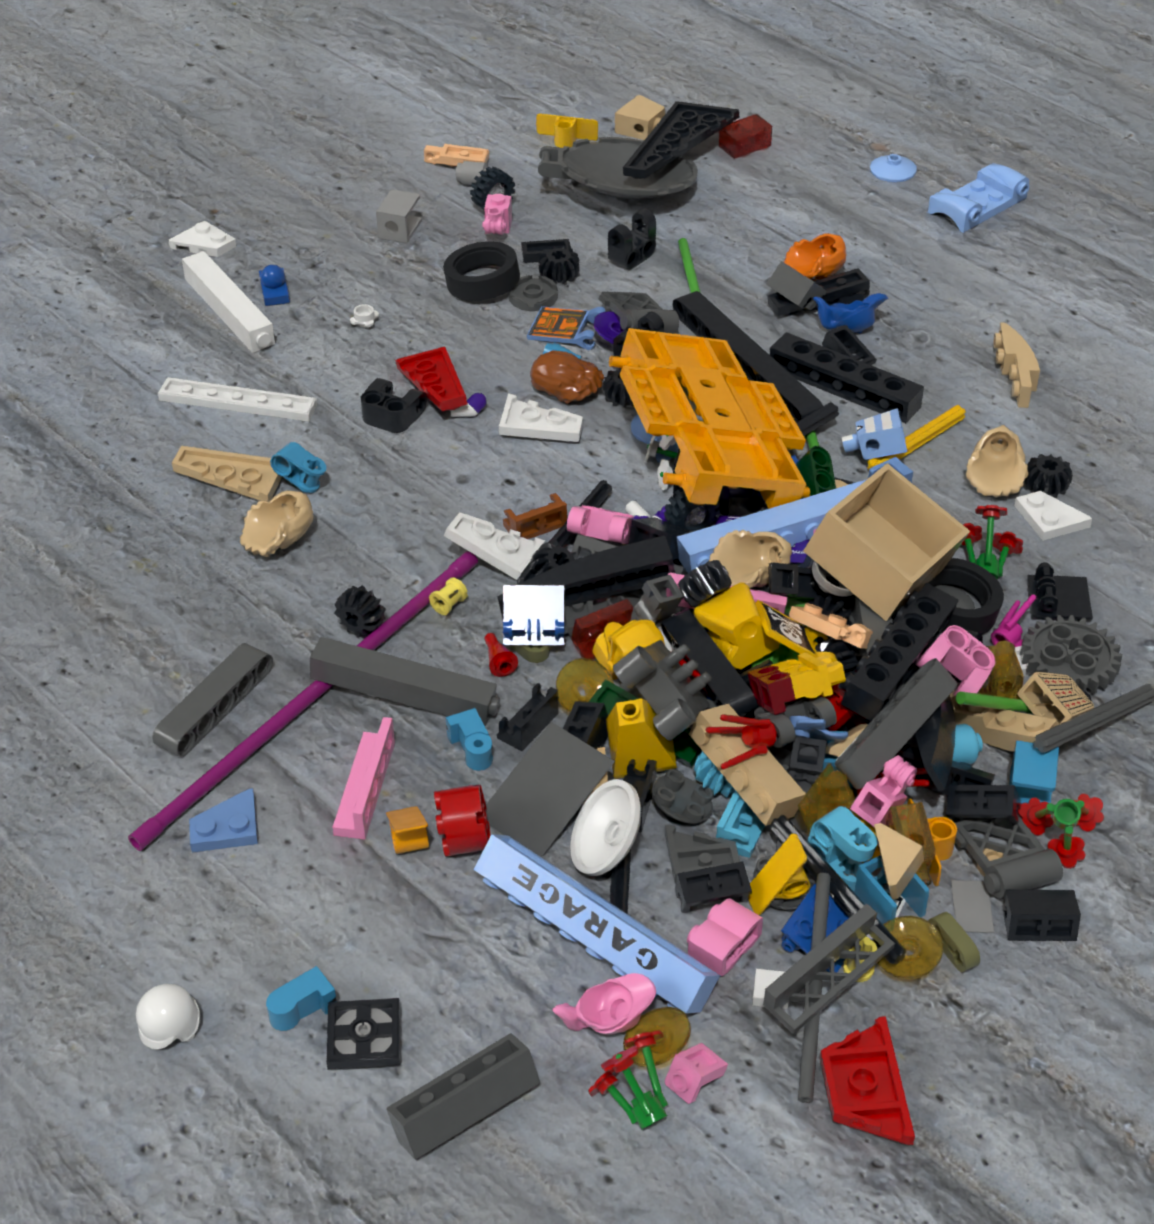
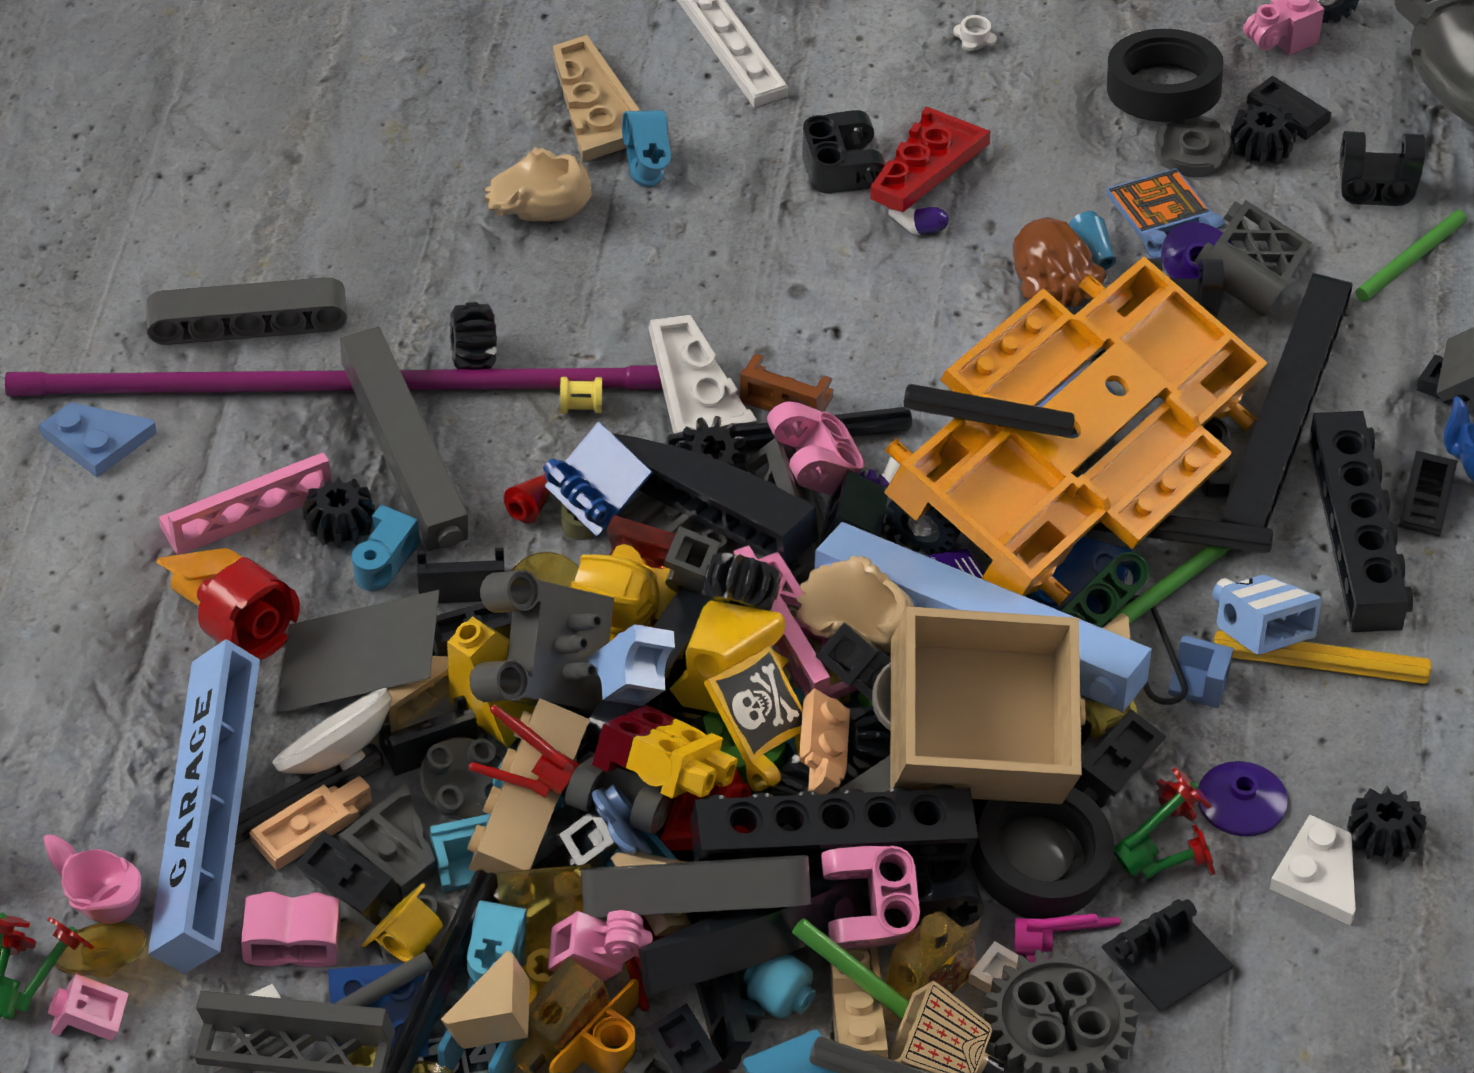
camera: 50 degrees right, 5 degrees up
(422, 742) = (338, 511): none -> black gear
(532, 421) = (954, 290): white wing -> none
(648, 886) = (300, 824): none -> light nougat hinge
(694, 424) = (989, 410): none -> black axle
(726, 653) = (634, 664): none -> light blue brick
(964, 513) = (1241, 811): none -> dark purple dish
(996, 464) = (1339, 756): tan piece -> none

